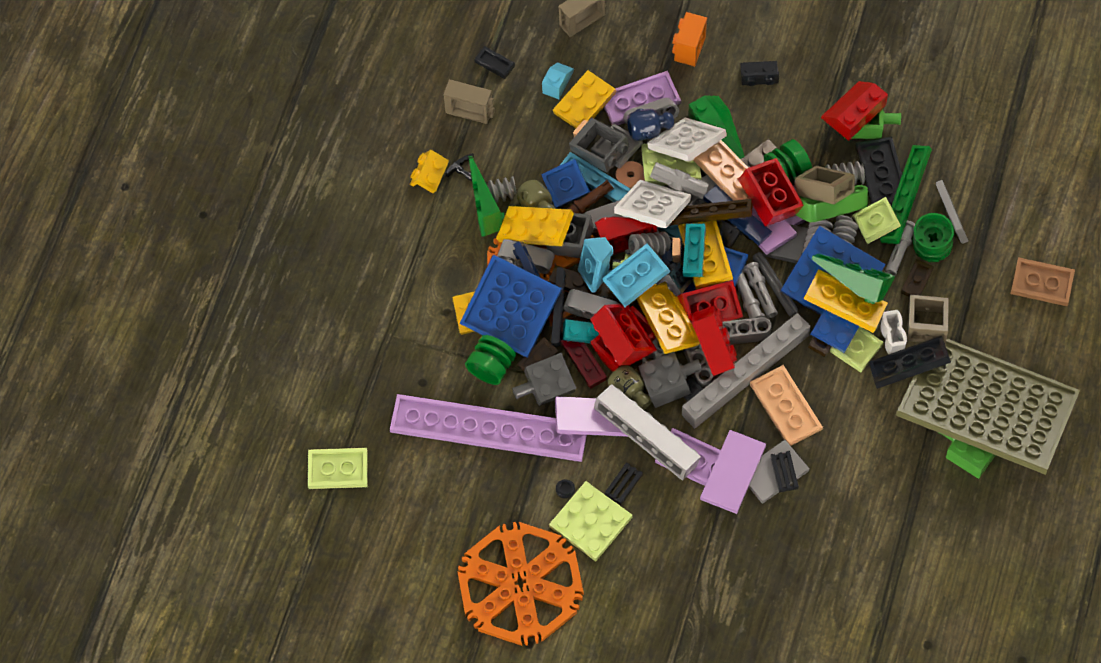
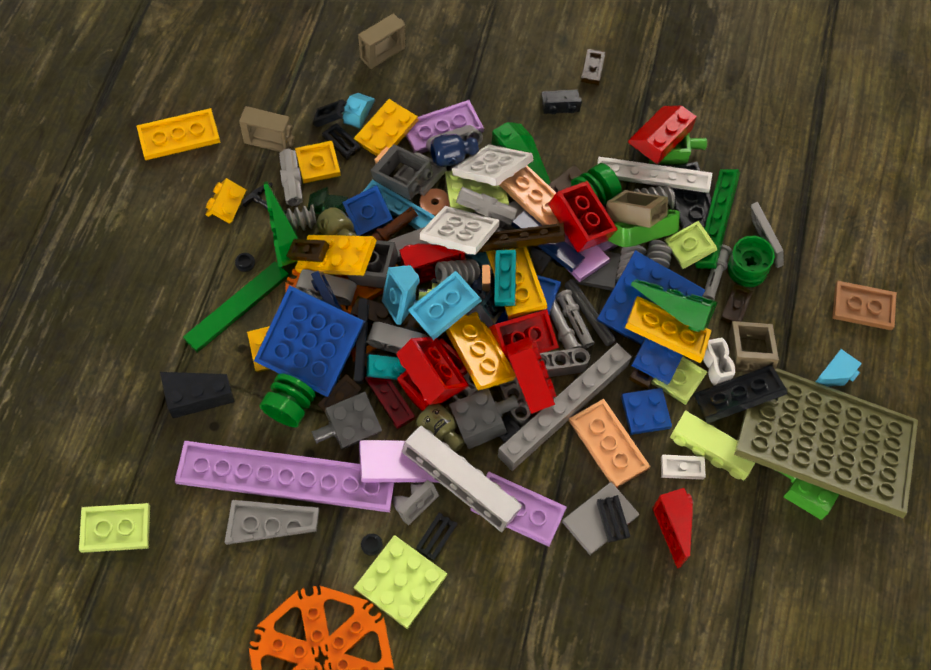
camera: 10 degrees left, 0 degrees up
(382, 104) = (178, 134): none -> yellow plate
(406, 350) = (195, 392): none -> black wedge
(441, 273) = (235, 307): none -> green tile
(448, 231) = (245, 262): none -> black plate
(470, 465) = (266, 520): none -> light grey wing
(491, 148) = (290, 177): none -> light grey piece
(494, 62) = (294, 93): black tile -> none
(509, 221) = (308, 250): none -> dark brown plate
(517, 133) = (317, 162): none -> yellow plate
(523, 172) = (323, 200): none -> clear green slope
(528, 87) = (329, 113): none -> black tile
(550, 122) = (350, 151): none -> black tile
(608, 452) = (422, 496): none -> light grey tile
(689, 39) = (490, 67): orange brick -> none
(733, 471) = (557, 521): lavender tile -> none
(793, 37) = (593, 67): none -> plate
(823, 377) = (646, 411): none -> blue plate
(838, 466) = (675, 519): none -> red slope
(849, 150) = (659, 175): none -> white plate
(852, 428) = (683, 467): none -> white plate
(880, 407) = (712, 444): none -> yellowish green brick
(1009, 343) = (840, 370): none -> medium azure slope

